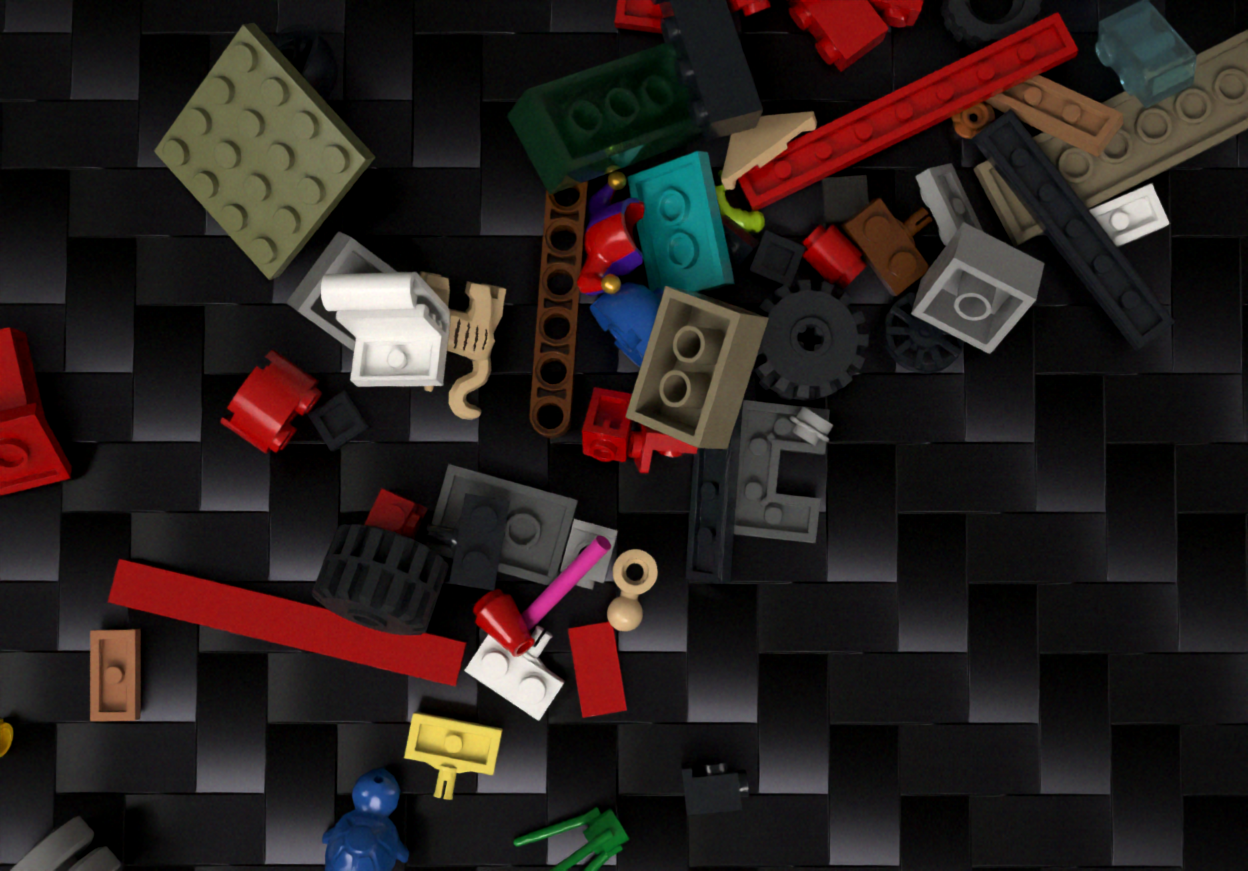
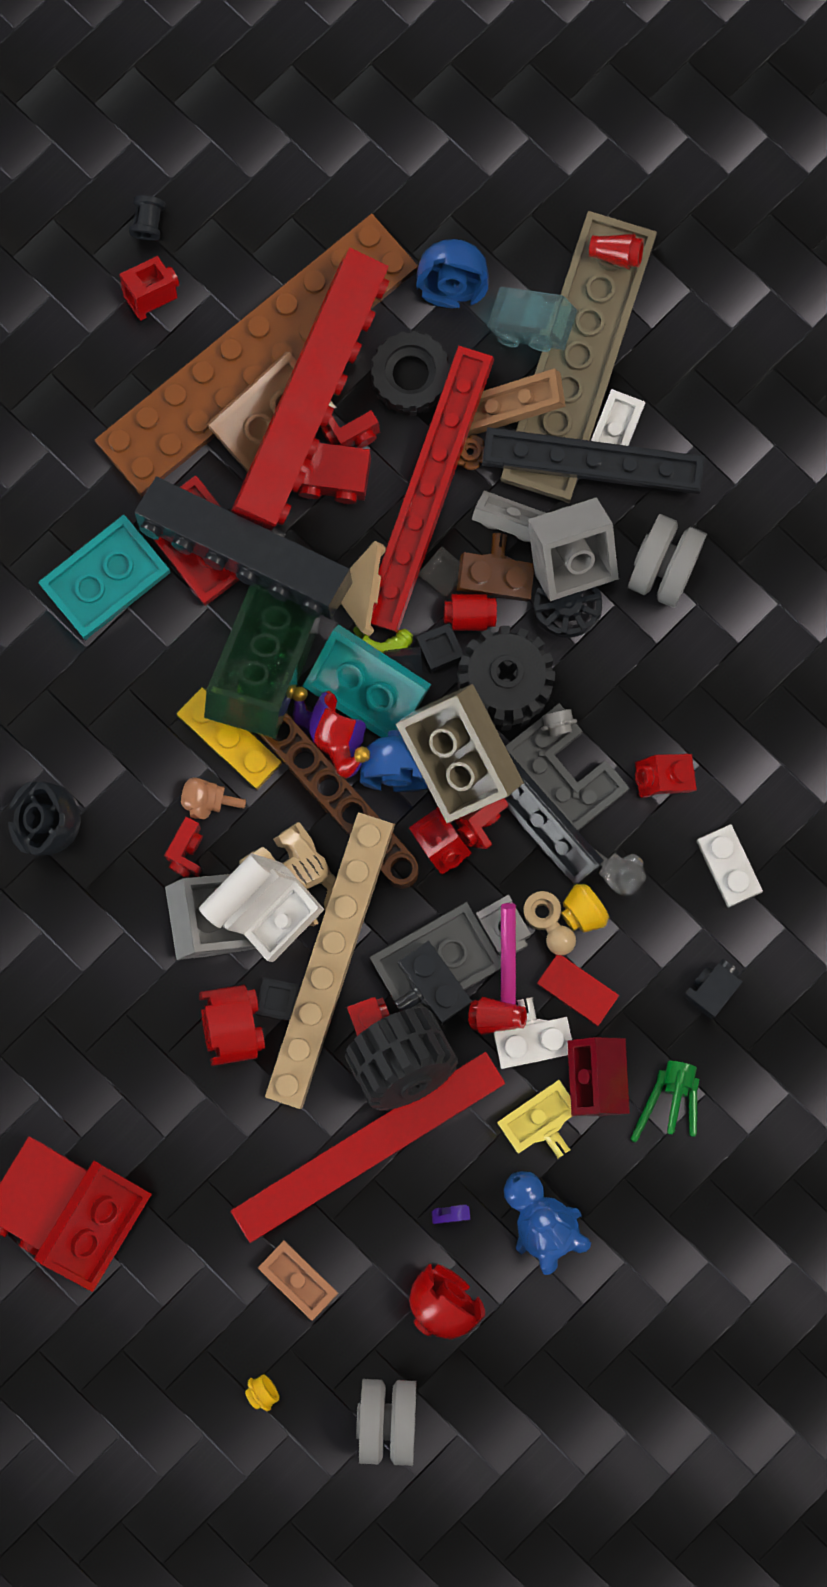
camera: 45 degrees left, 5 degrees down
(212, 822) = (443, 1305): none -> red cylinder
(263, 151) = (77, 883): olive plate -> none
(298, 751) = (451, 1214): none -> dark purple tile
(393, 209) = (184, 842): none -> red bracket
(412, 432) = (330, 960): none -> tan plate
(449, 188) = (203, 796): none -> nougat piece
(519, 182) = (233, 744): none -> yellow plate
(535, 764) = (598, 1076): none -> dark red brick
(670, 607) = (584, 909): none -> yellow cone
(735, 611) = (623, 874): none -> clear piece
(833, 695) = (729, 866): none -> white plate
(858, 562) = (665, 775): none -> red bracket
(1048, 379) = (663, 559): none -> light grey wheel

